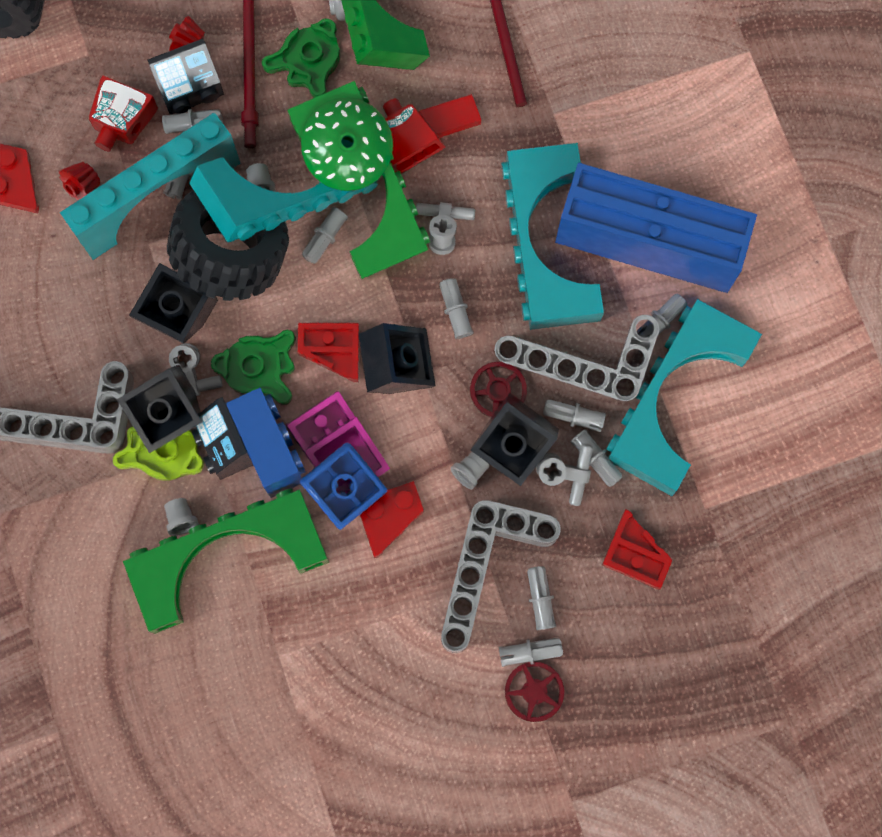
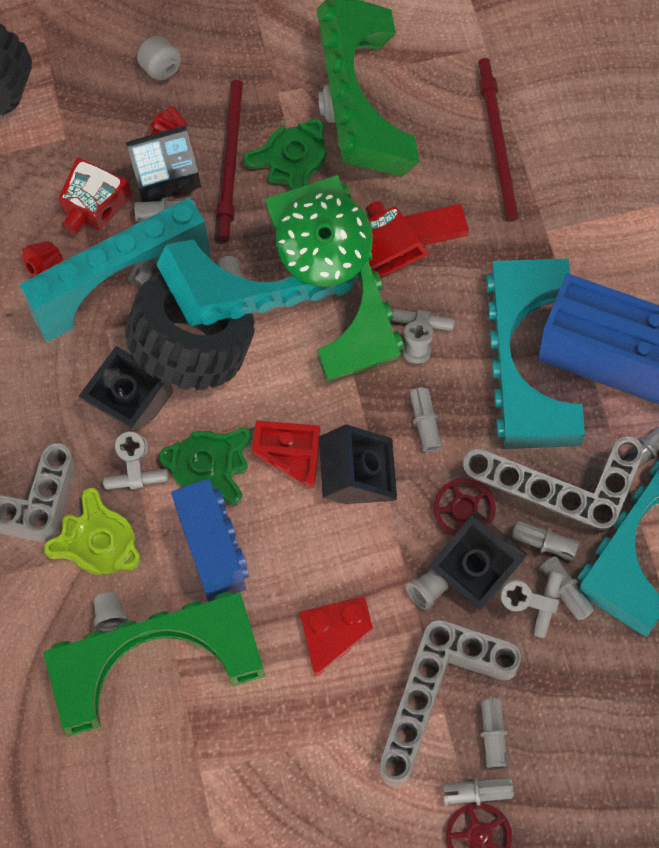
camera: 10 degrees right, 10 degrees down
(162, 408) = (102, 493): black slope -> none
(221, 440) = (162, 534): black slope -> none
(324, 235) = (292, 334): light grey axle -> none
(330, 426) = (286, 552): dark pink slope -> none
(342, 506) = (310, 597): blue brick -> none
(636, 553) = (603, 695): red wing -> none

